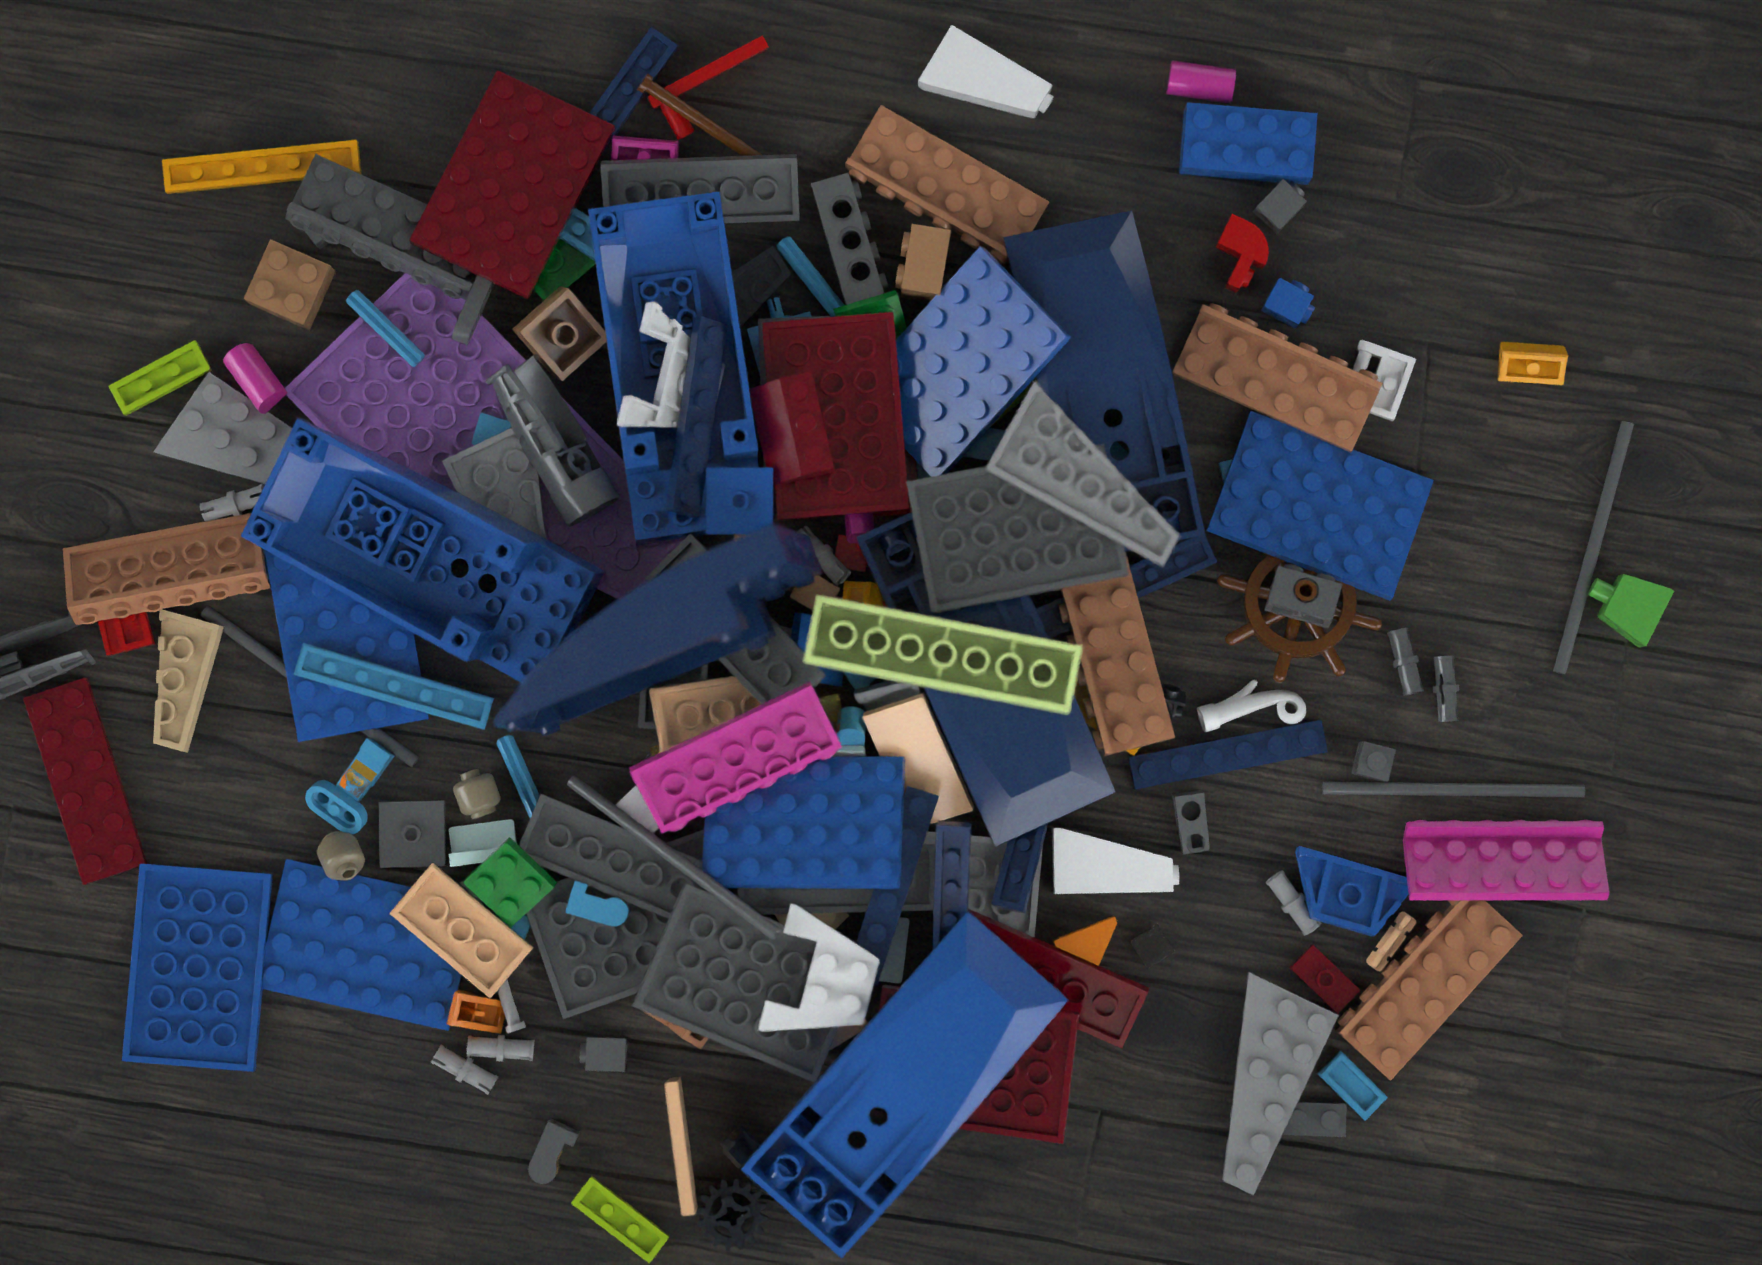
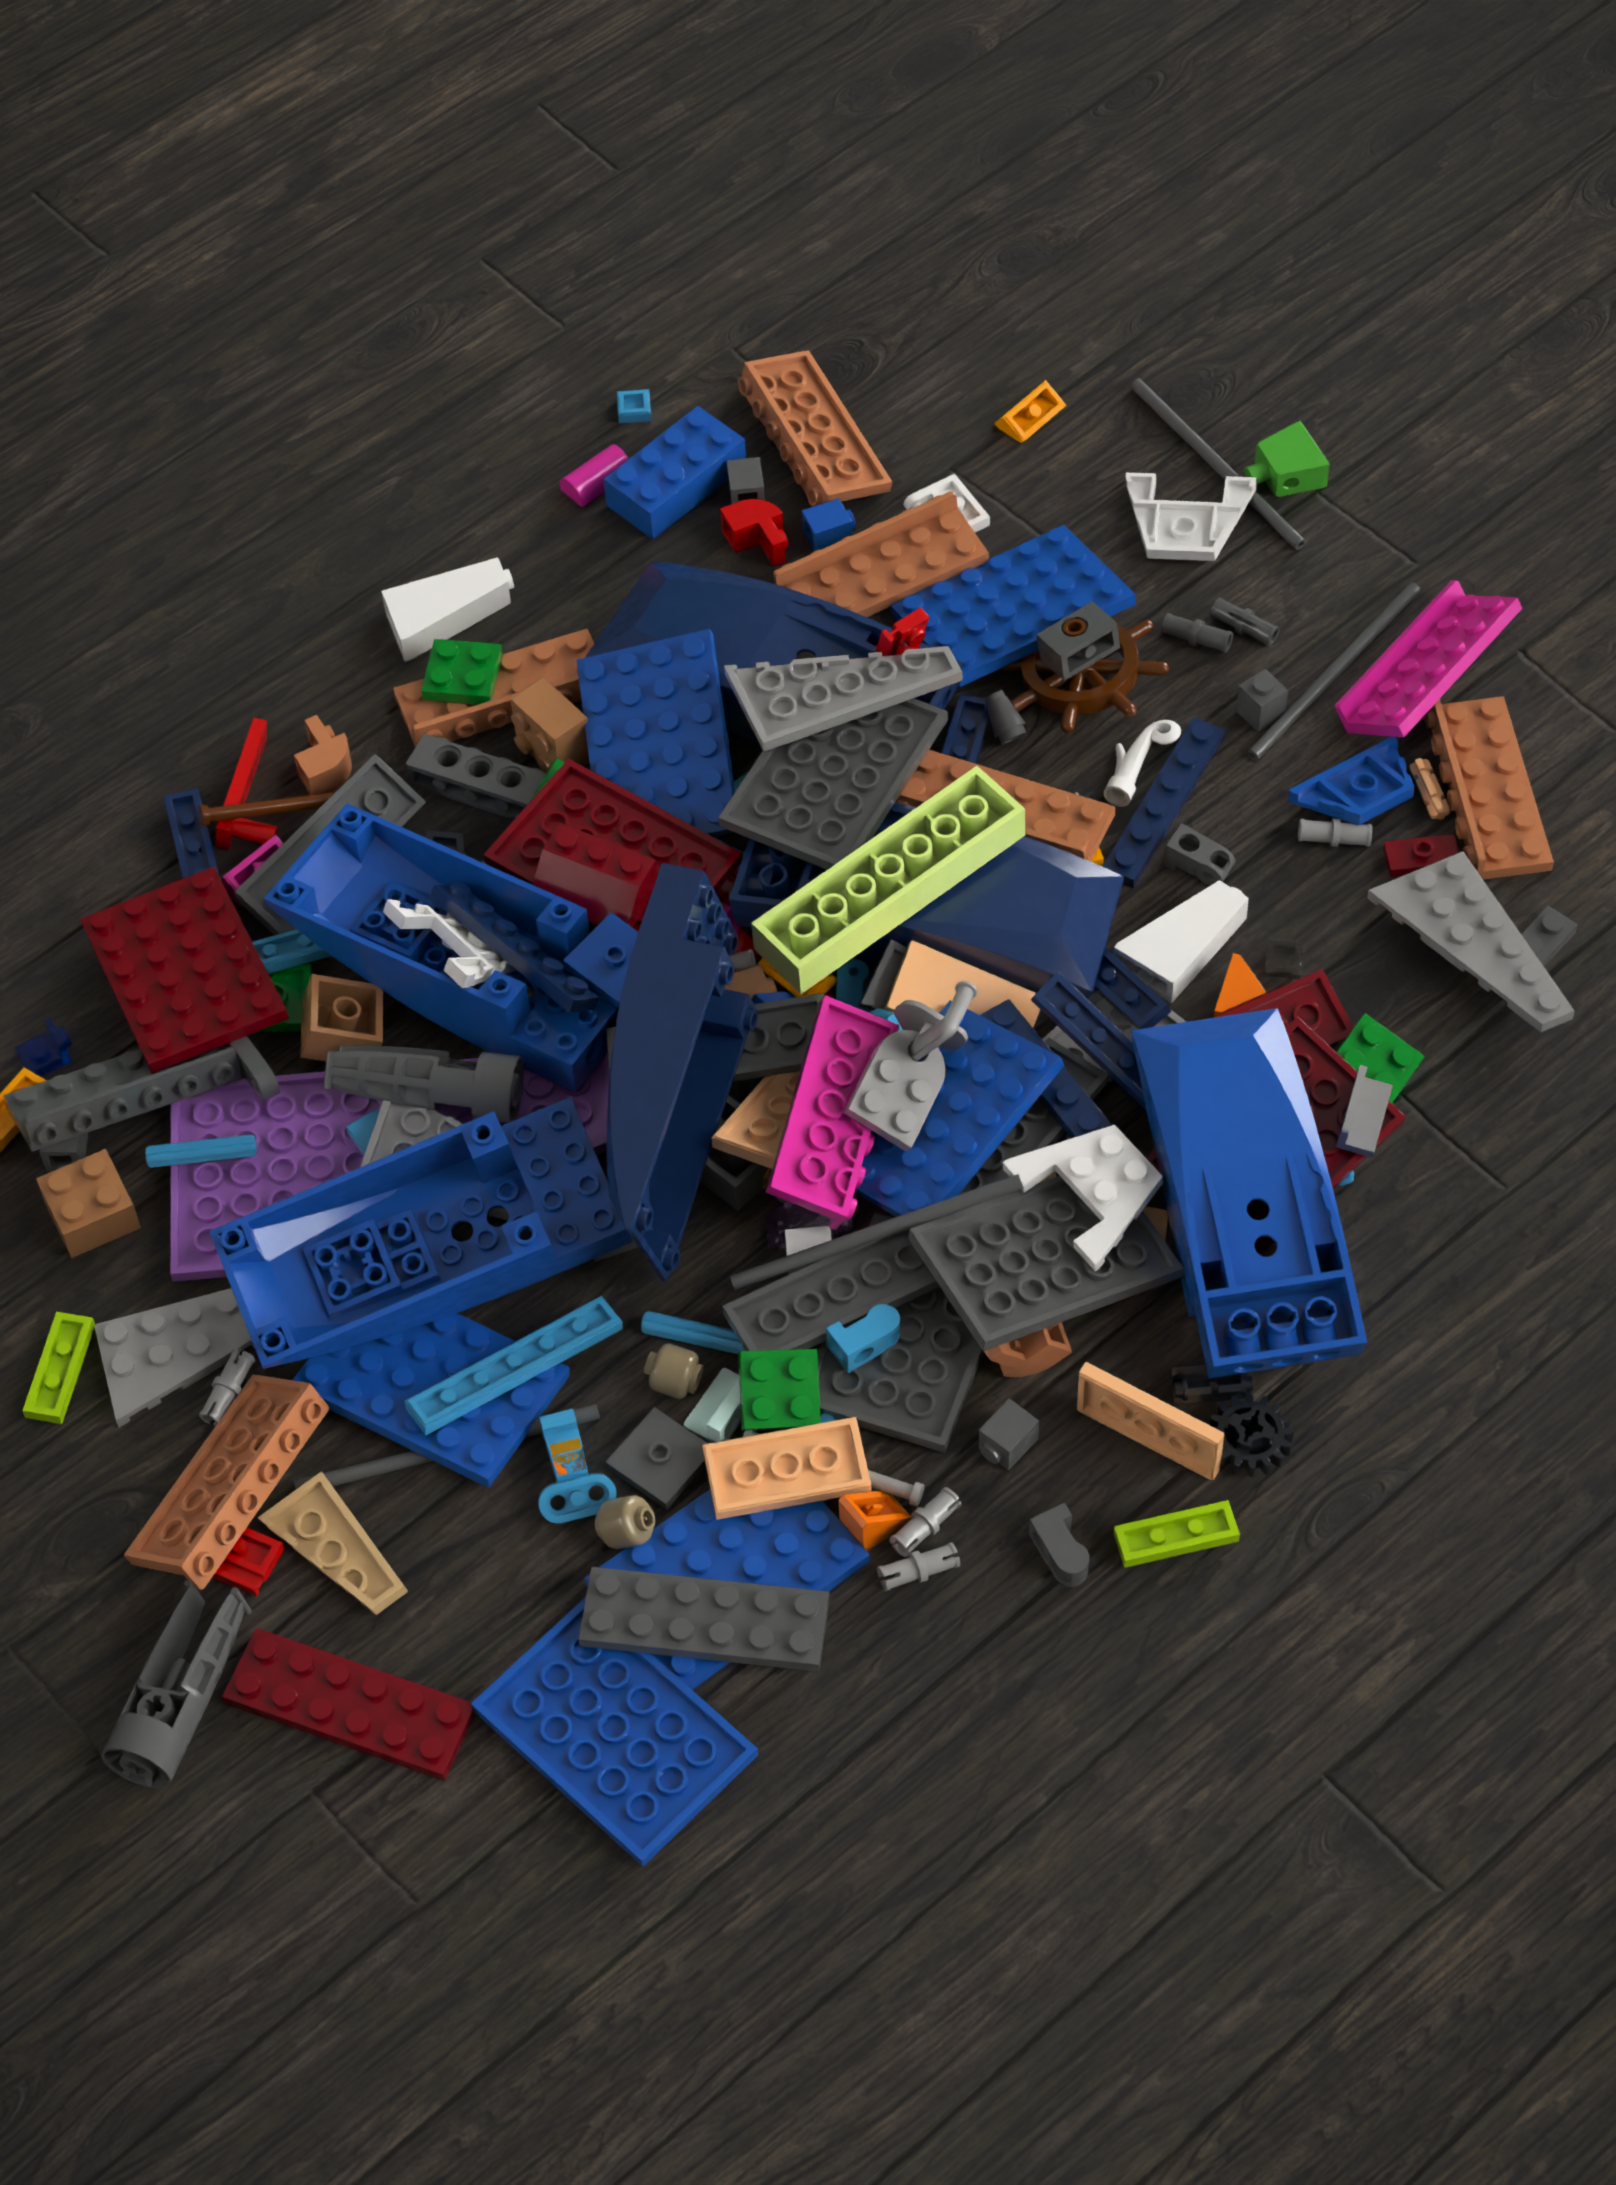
camera: 45 degrees left, 30 degrees down
(254, 377) = (136, 1288): dark pink brick -> none
(311, 966) = (704, 1619): none -> dark grey plate
(384, 137) = (46, 1050): none -> clear blue bracket
(777, 120) = (327, 762): none -> nougat brick
(800, 788) = (896, 1088): none -> light grey plate
(809, 275) = (472, 826): dark azure axle -> none
(928, 149) = (462, 671): none -> green plate
(1036, 1117) = (1364, 1114): none -> light grey panel
(1105, 1080) = (1382, 1052): none -> green plate
(1168, 492) = (904, 635): none -> red plate
(1205, 585) = (1004, 718): none -> dark grey cone
(1295, 50) = (634, 406): none -> dark azure tile
(1352, 1085) = (1534, 894): dark azure tile -> none
(1376, 212) = (812, 429): none -> nougat bracket
(1501, 574) = (1186, 527): none -> white wing

